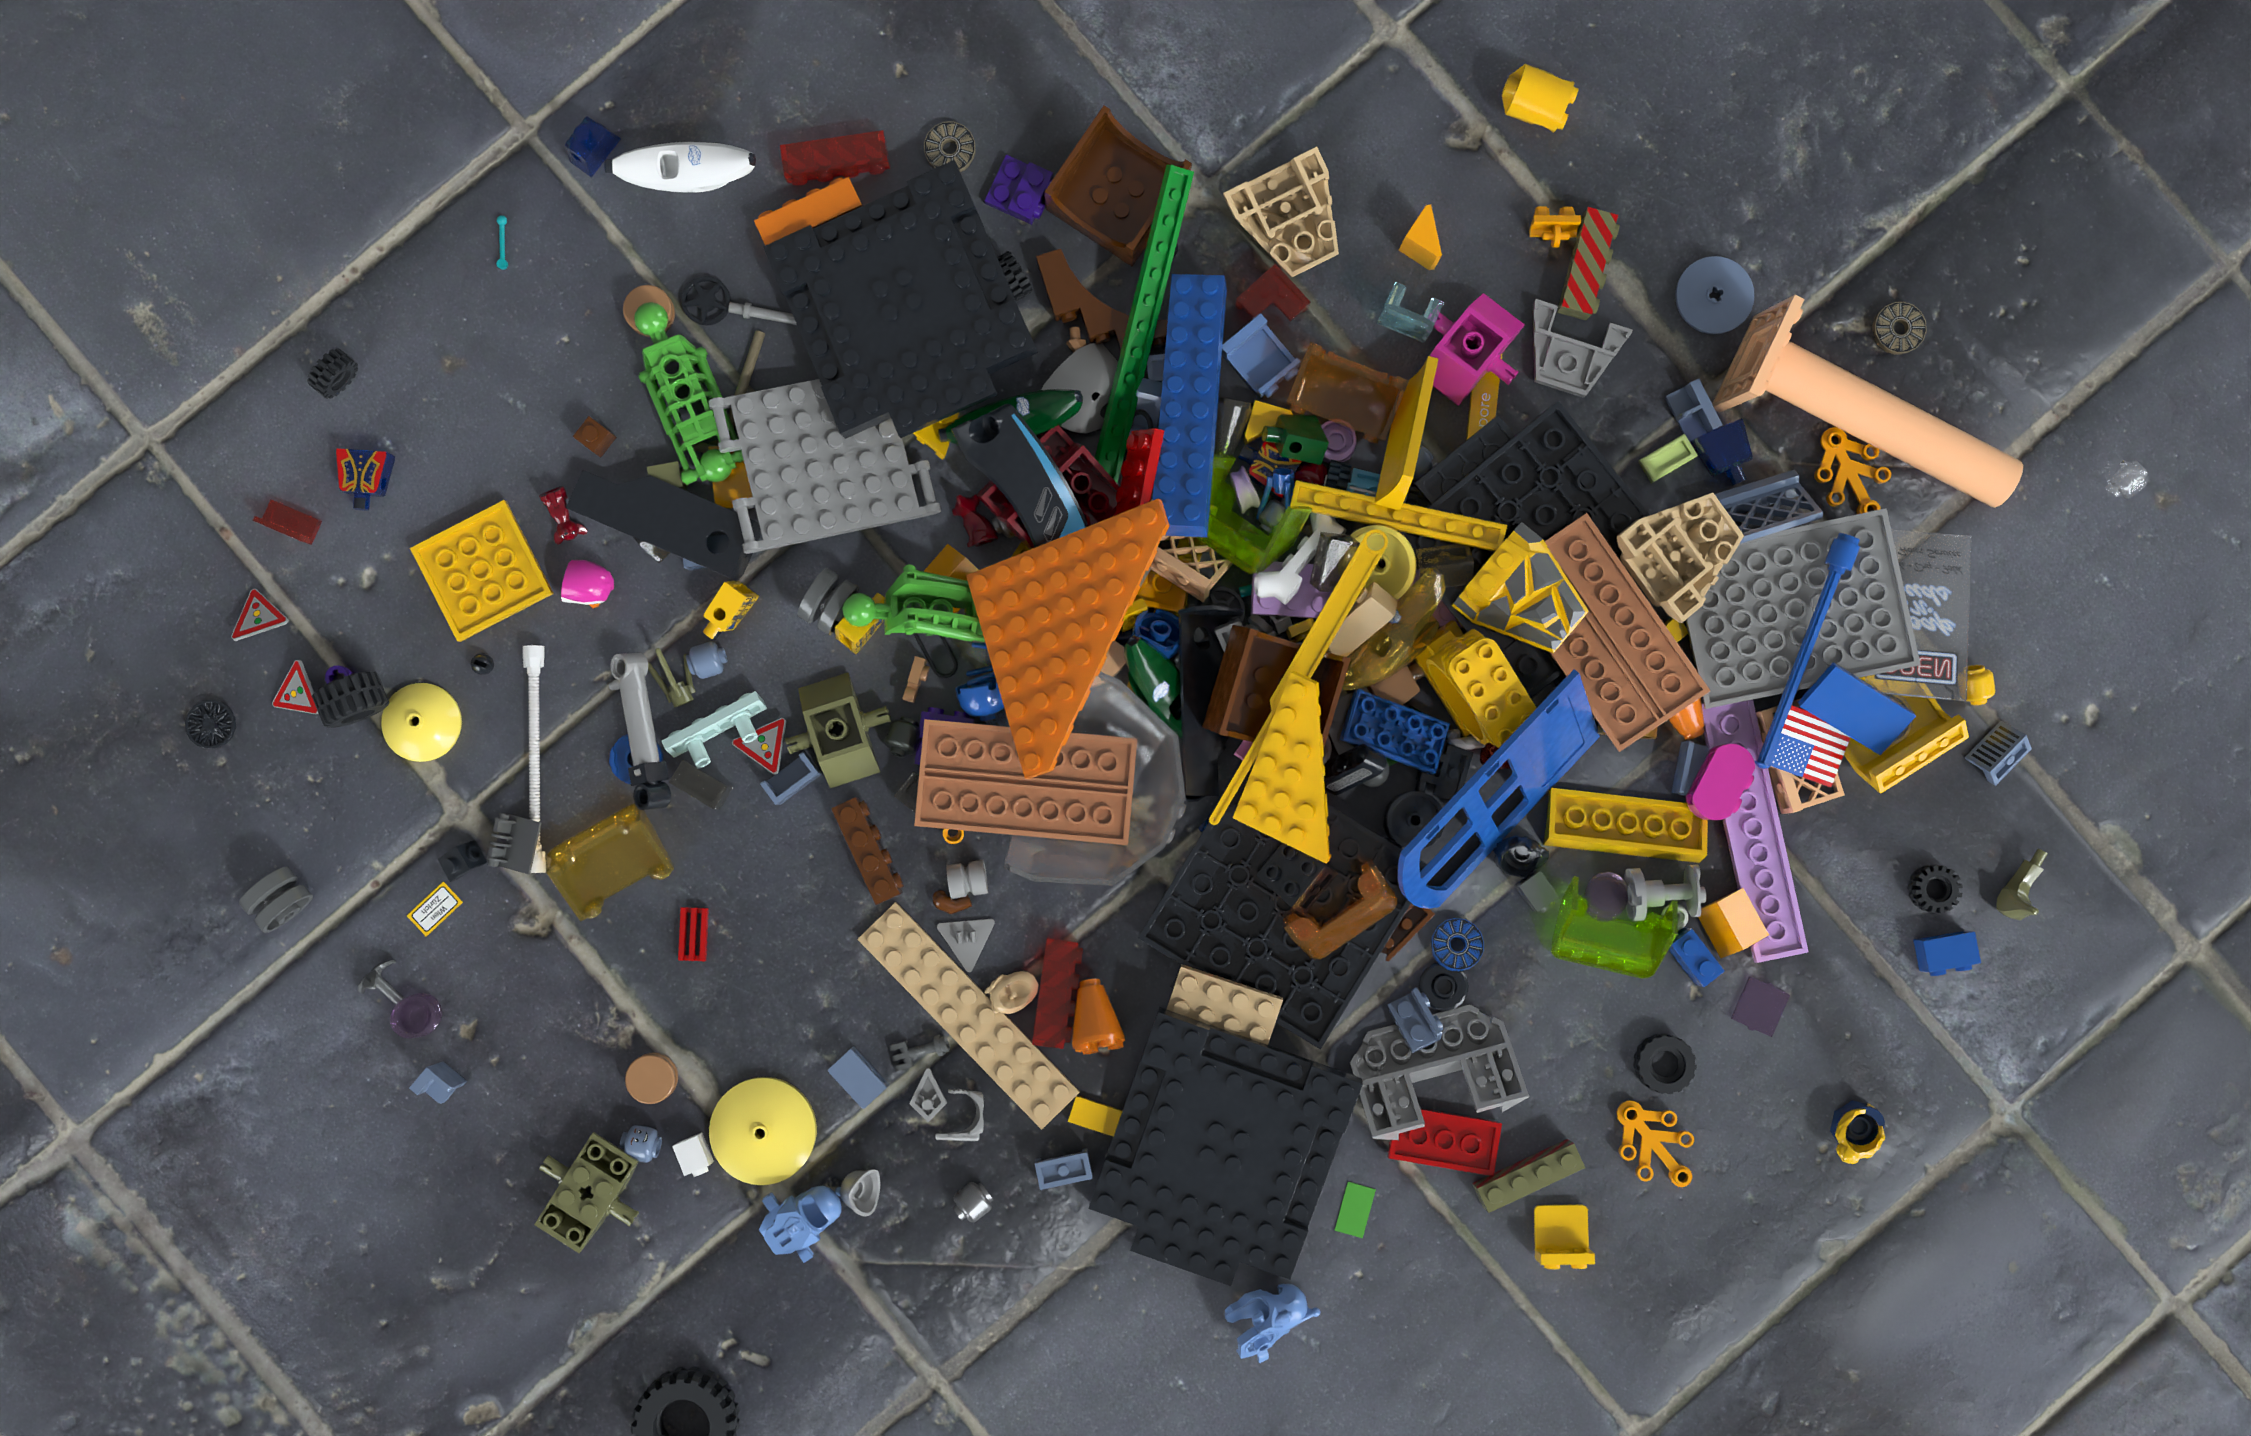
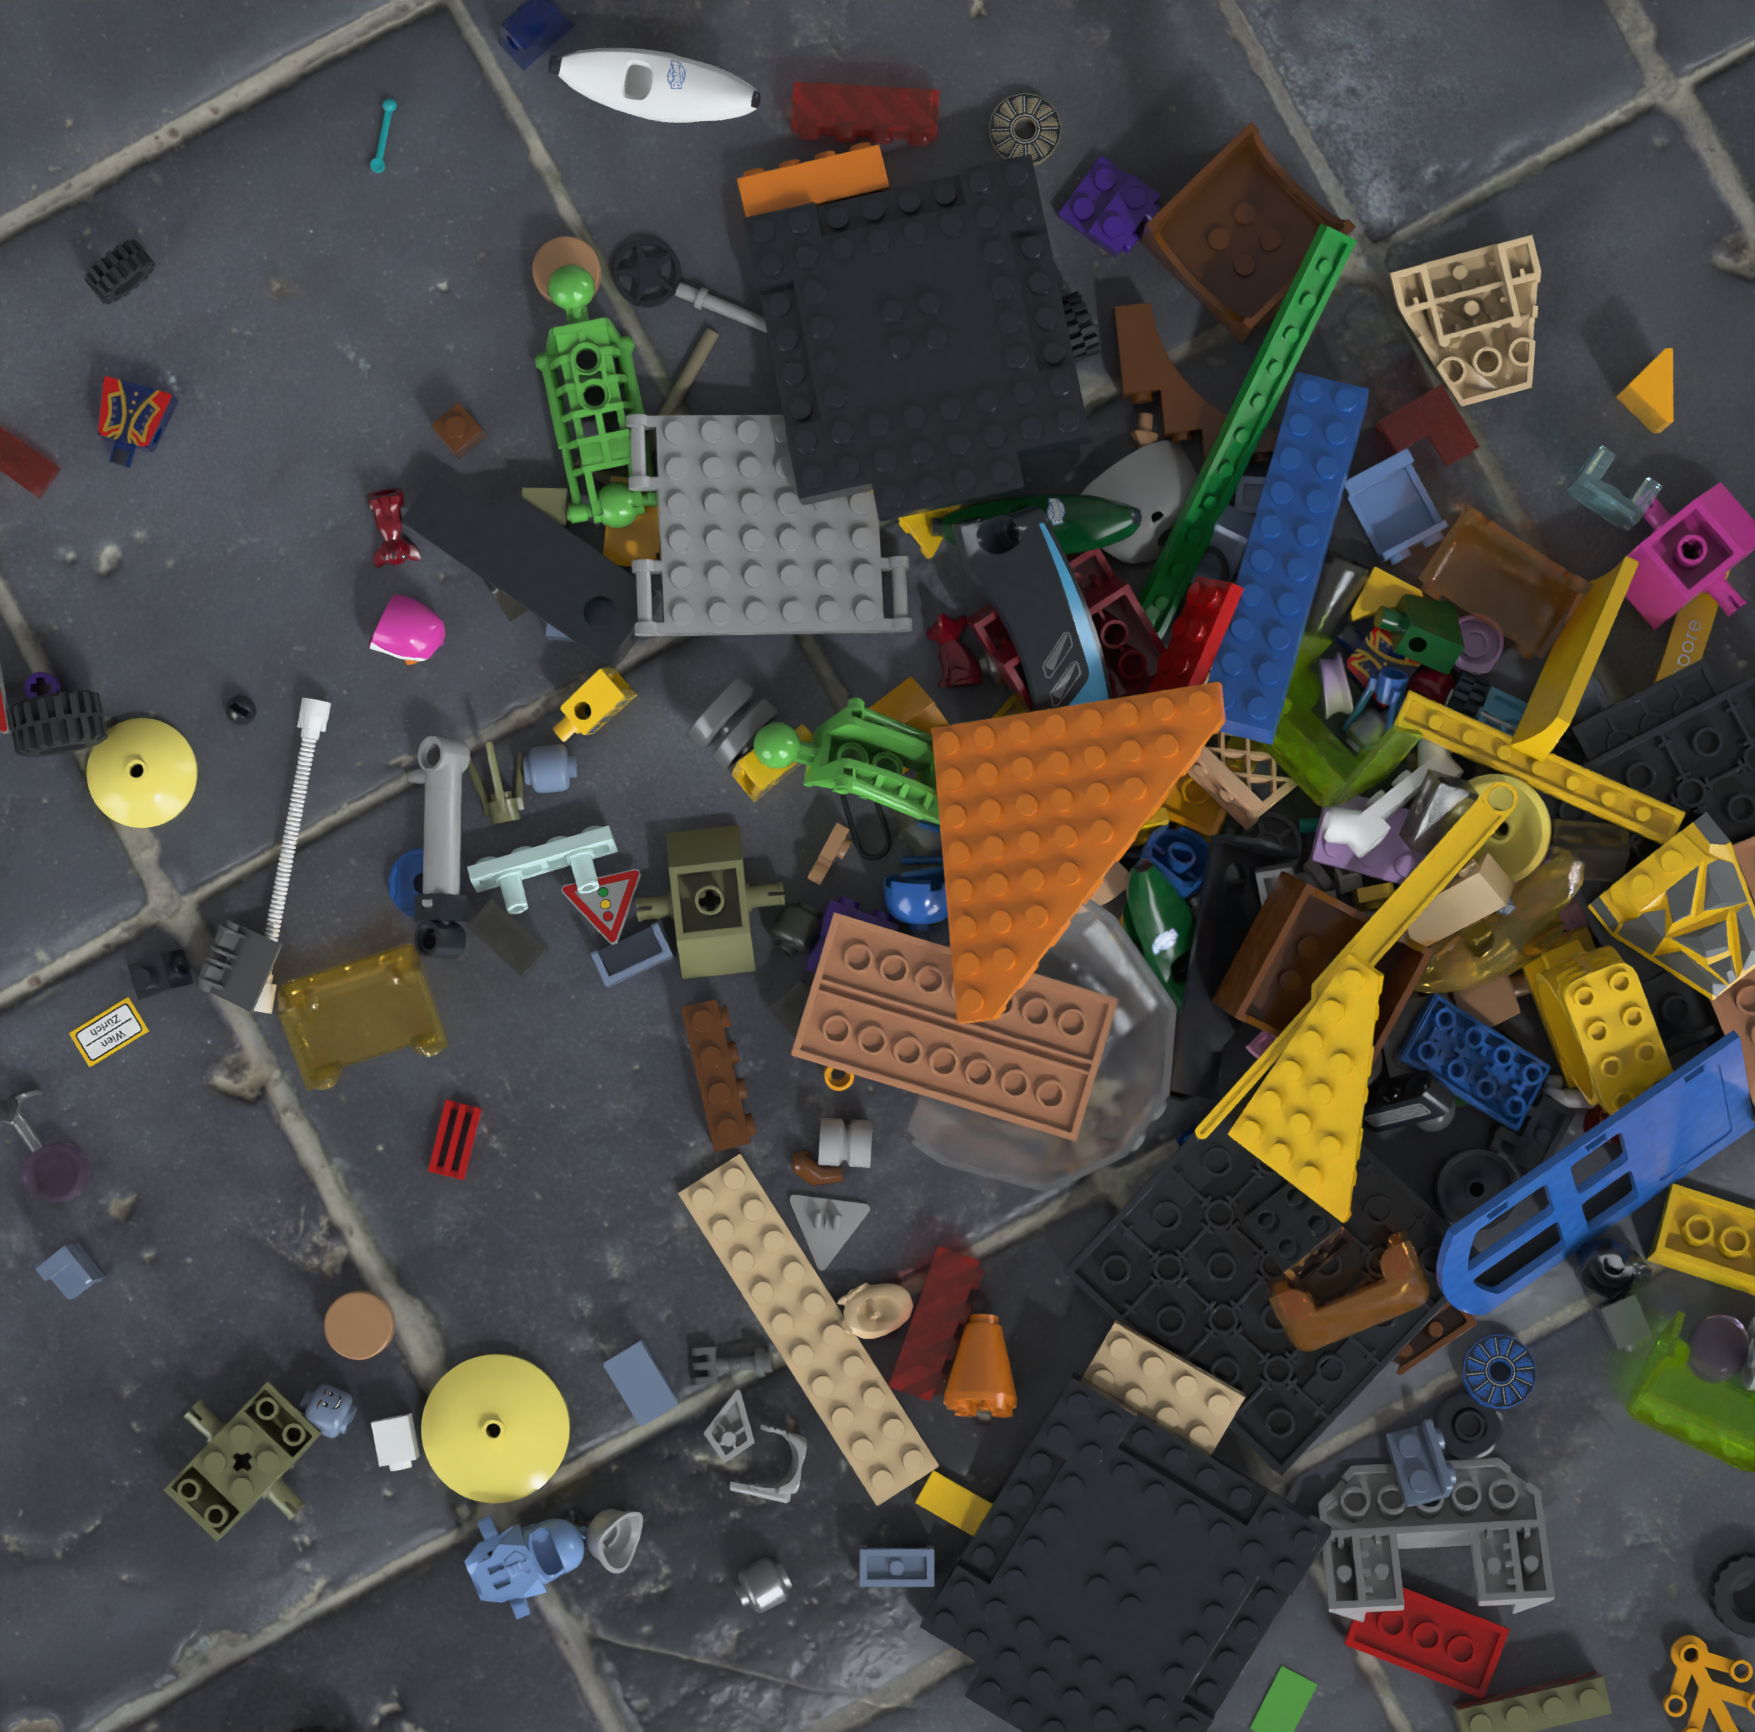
camera: 20 degrees right, 0 degrees up
(481, 570) = (267, 582): yellow plate -> none

